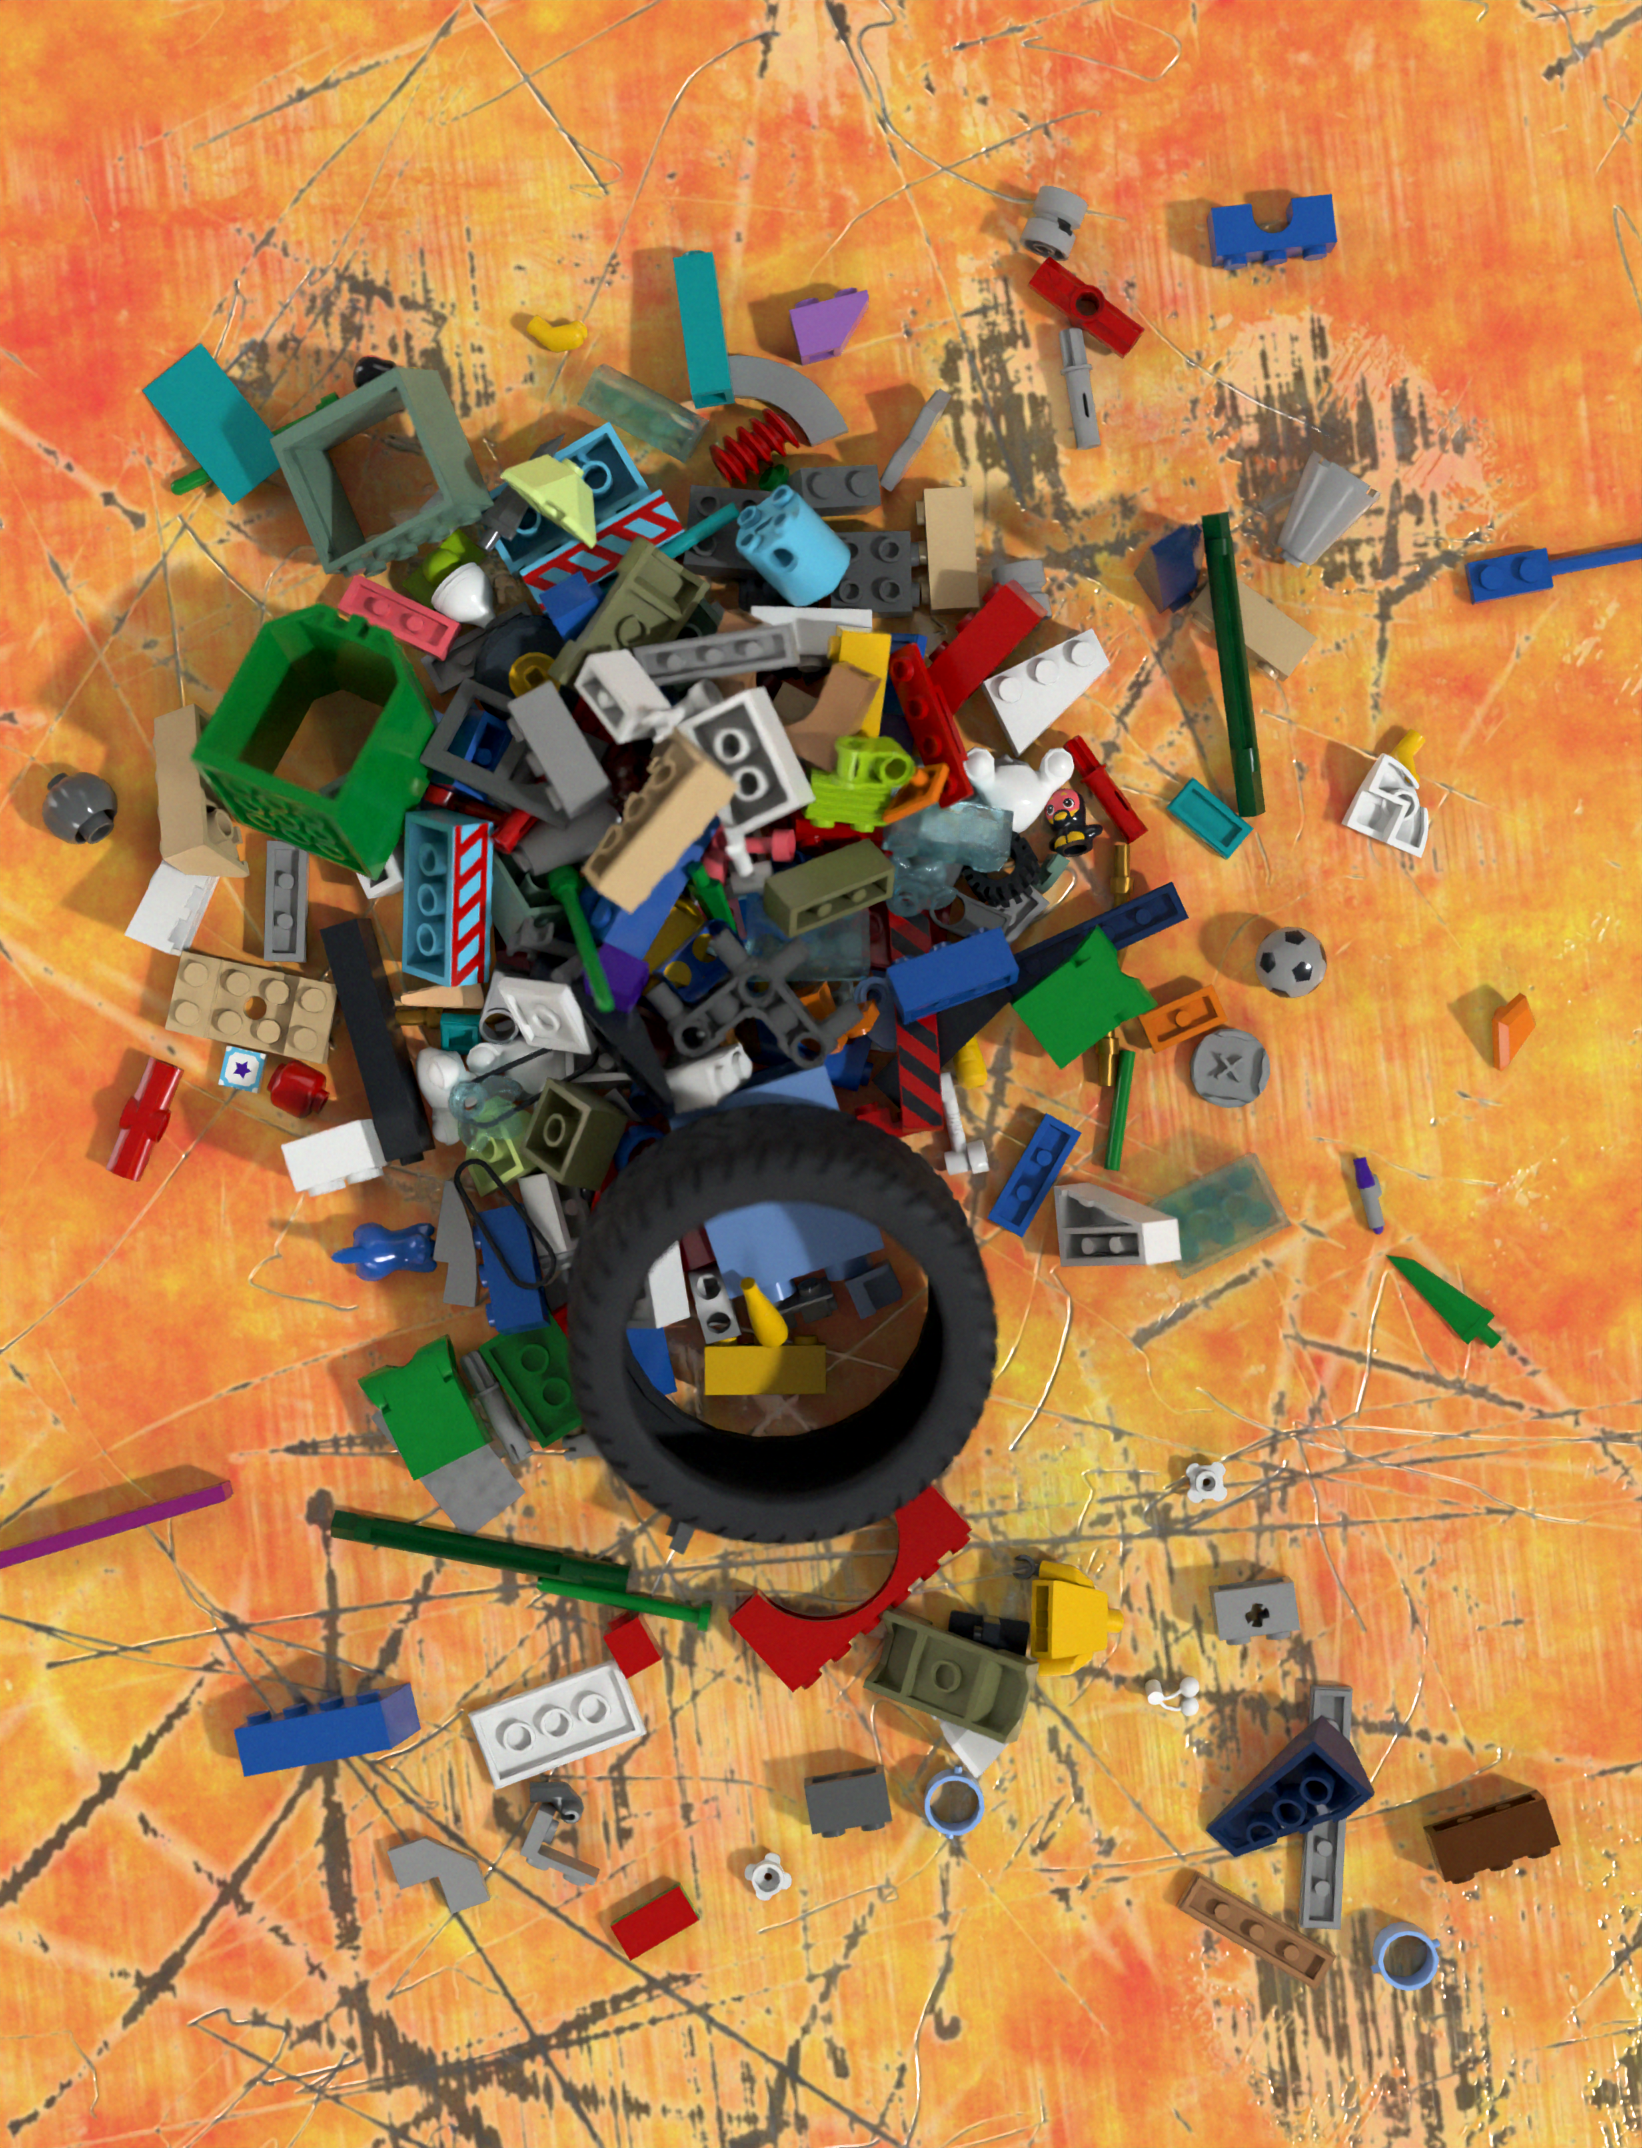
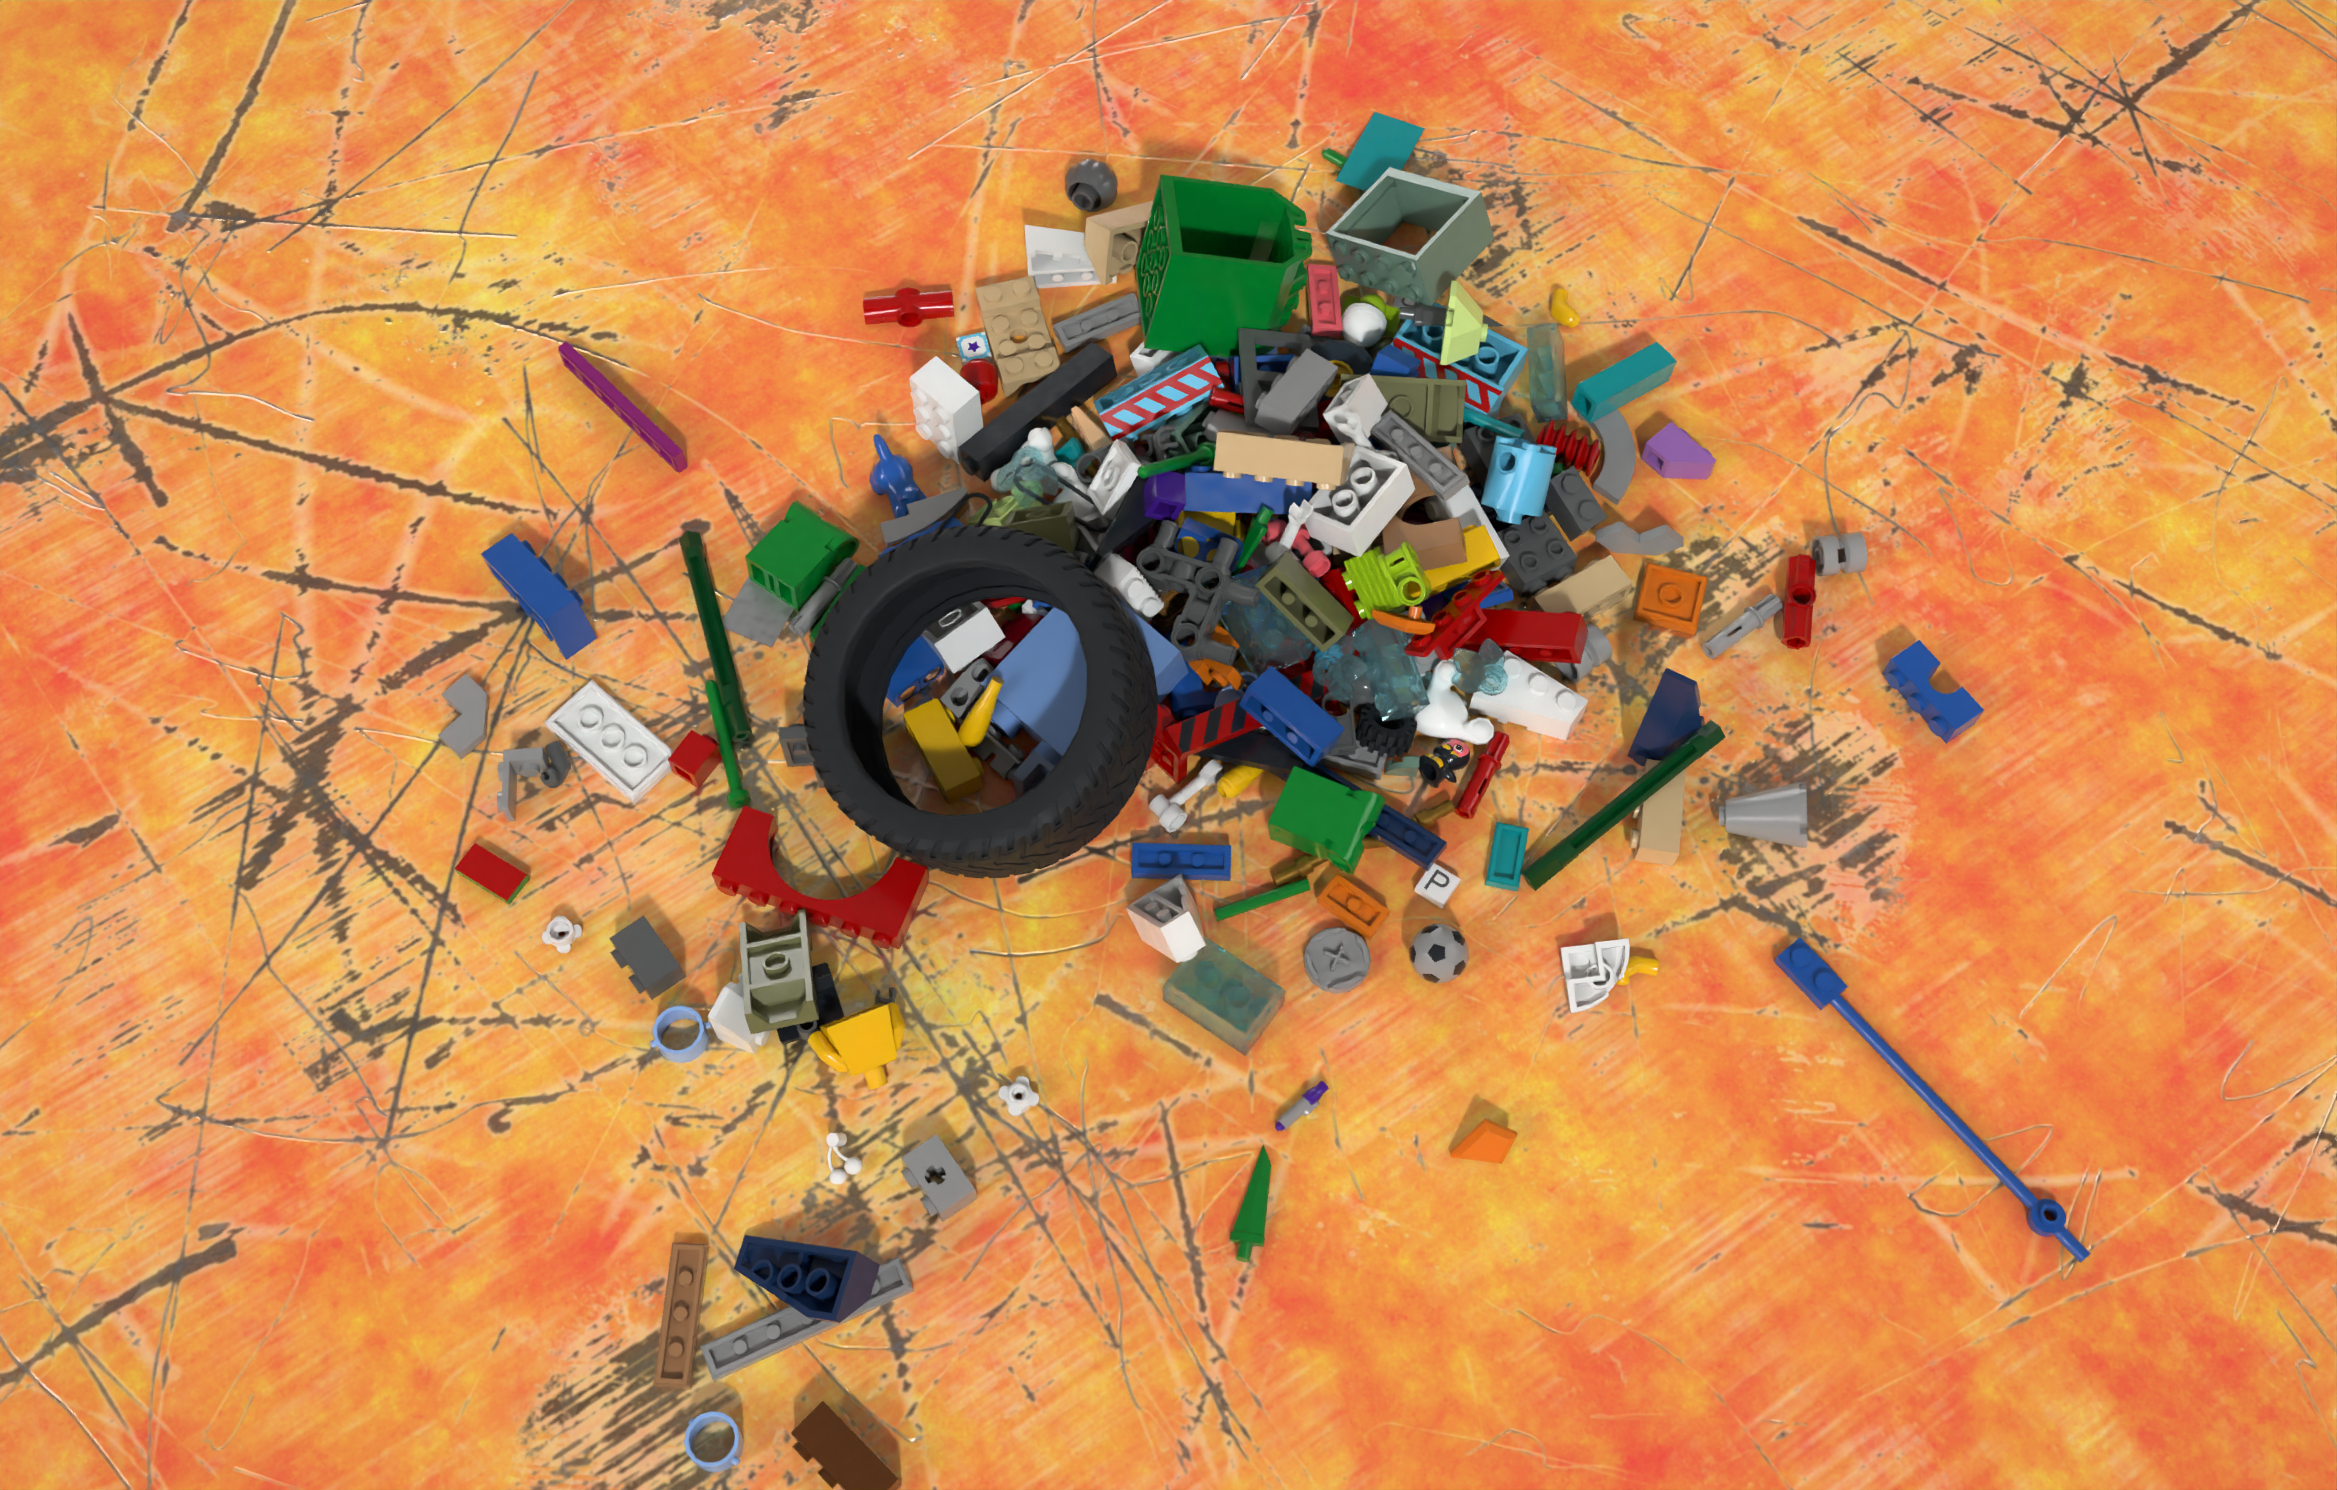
camera: 65 degrees right, 25 degrees down
(994, 732) = (1476, 667): none -> clear light blue plate
(999, 446) = (1670, 598): none -> orange tile
(1204, 913) = (1437, 885): none -> white tile

